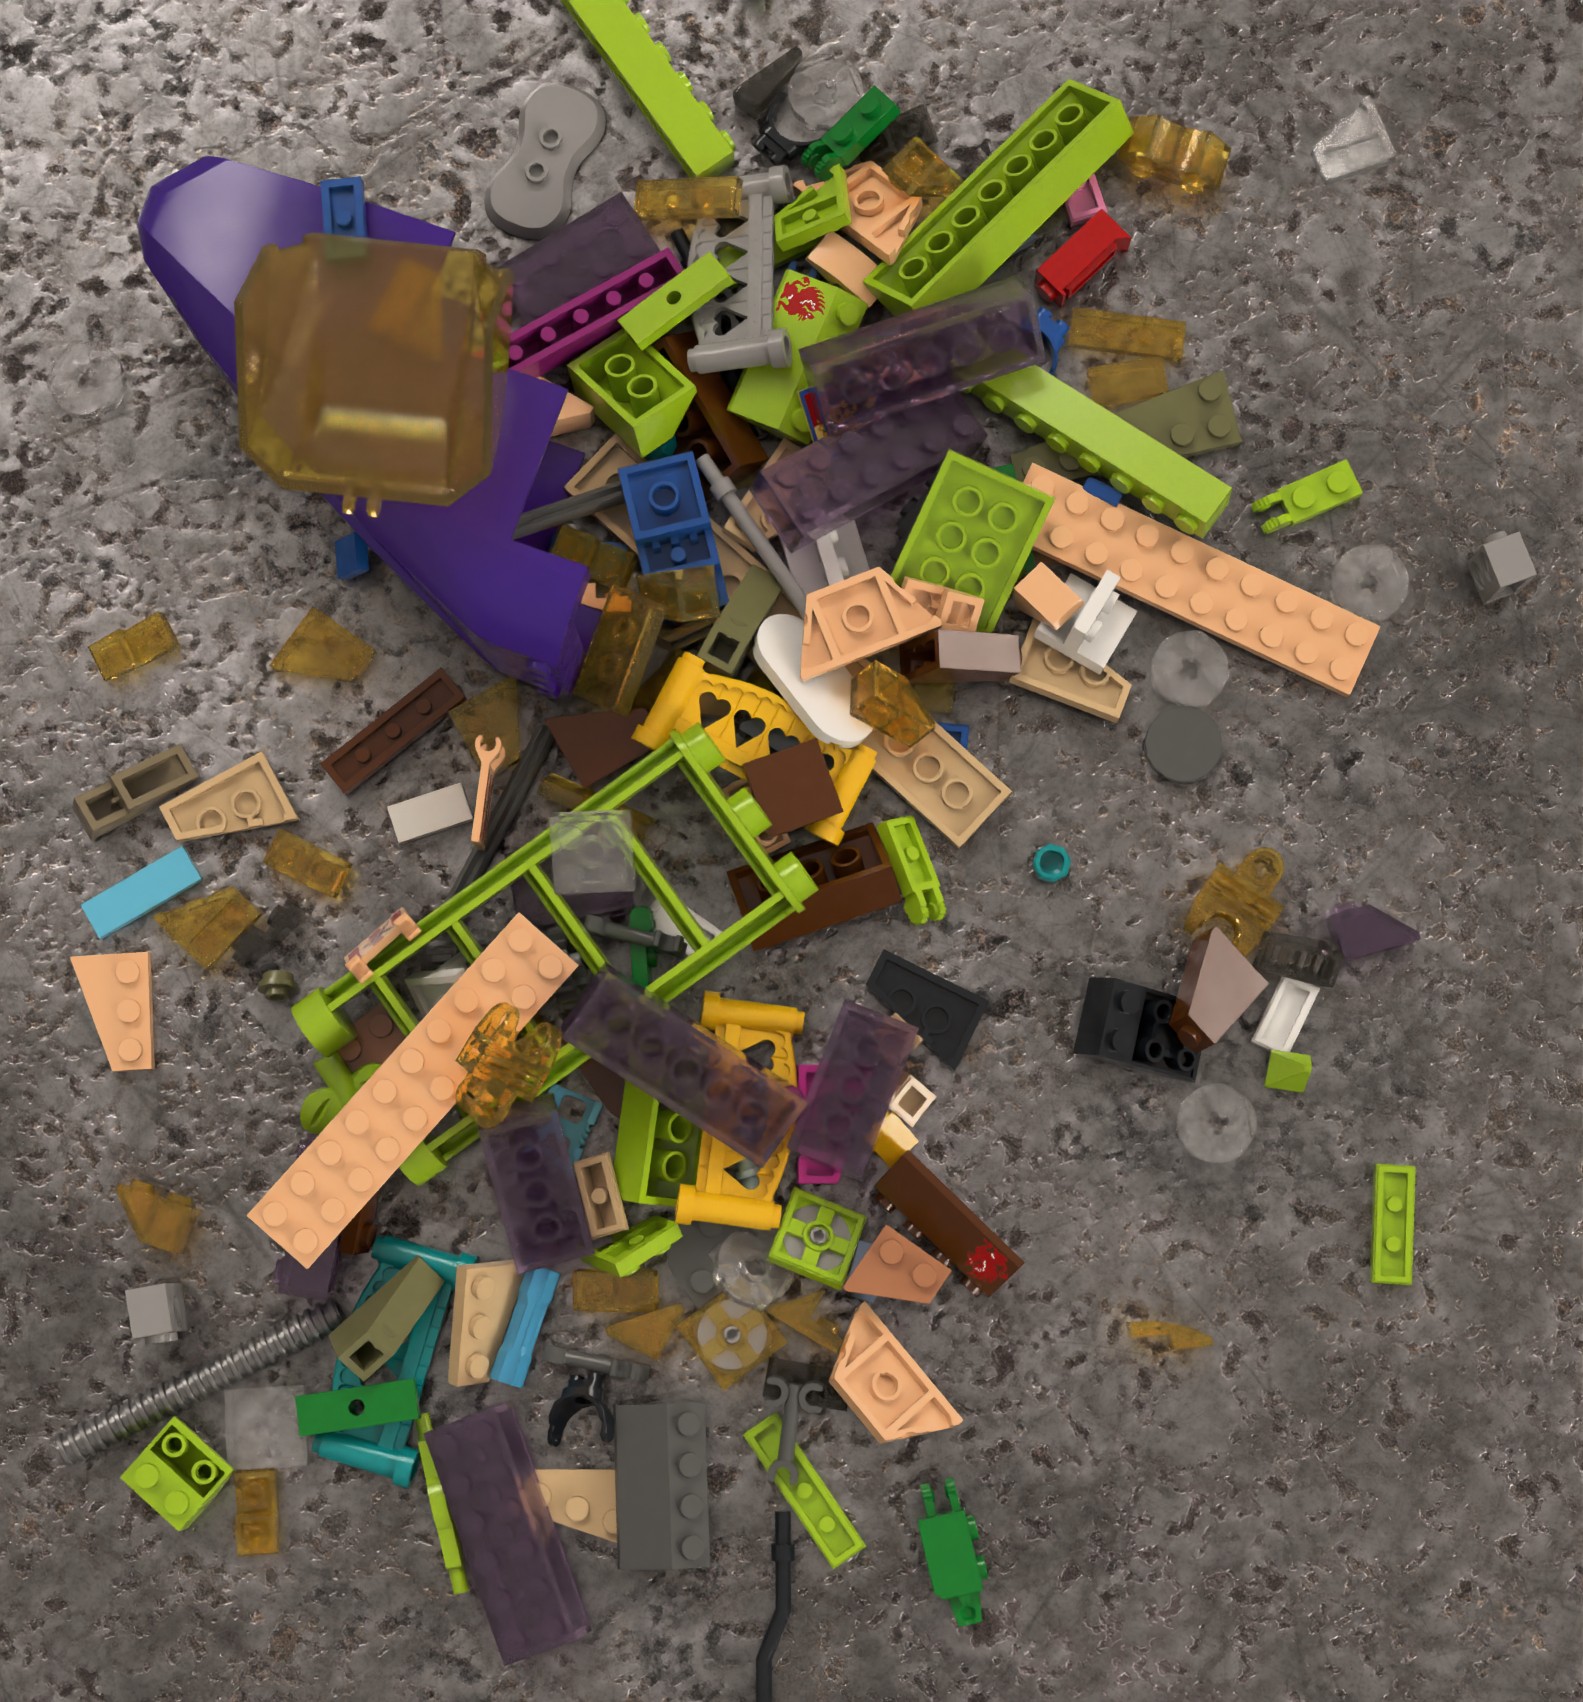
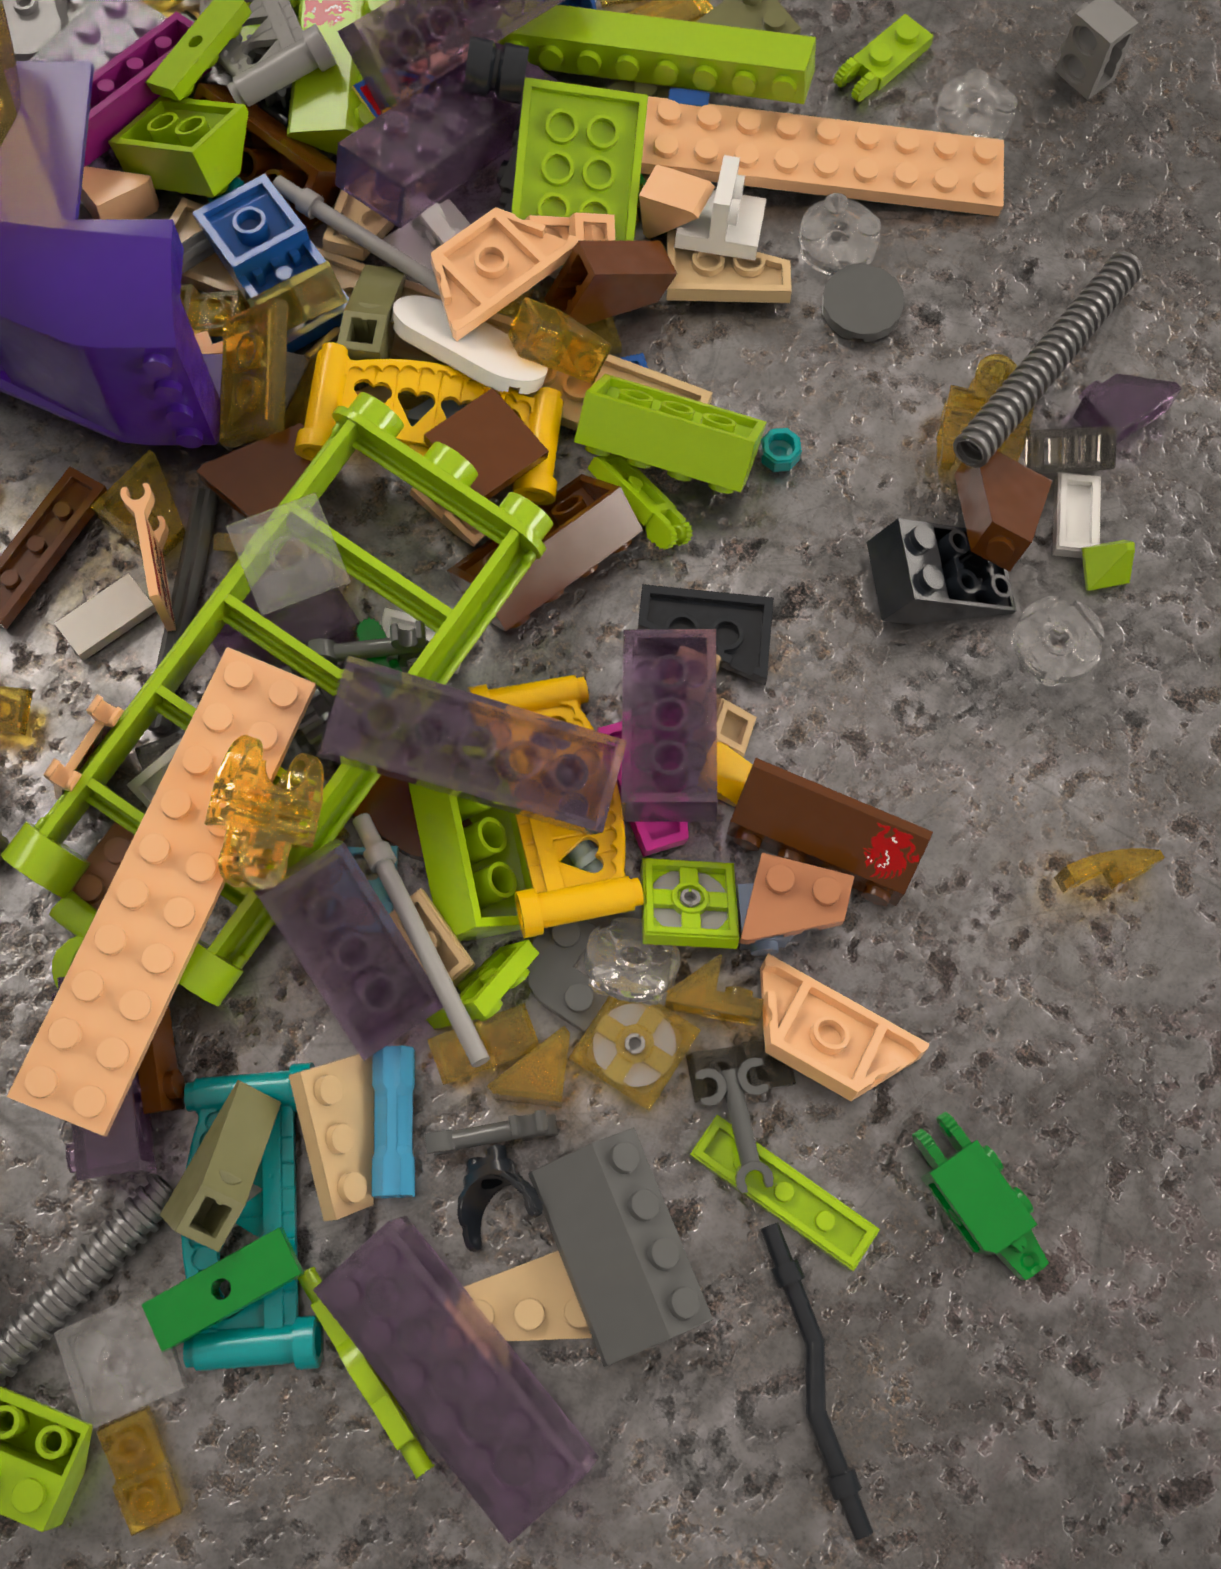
camera: 25 degrees left, 10 degrees down
(584, 1116) = (381, 861): none -> light grey bar
(925, 434) = (495, 69): none -> black wheel
(957, 822) = (669, 433): none -> lime slope
(1315, 870) = (1047, 360): none -> flat silver piece

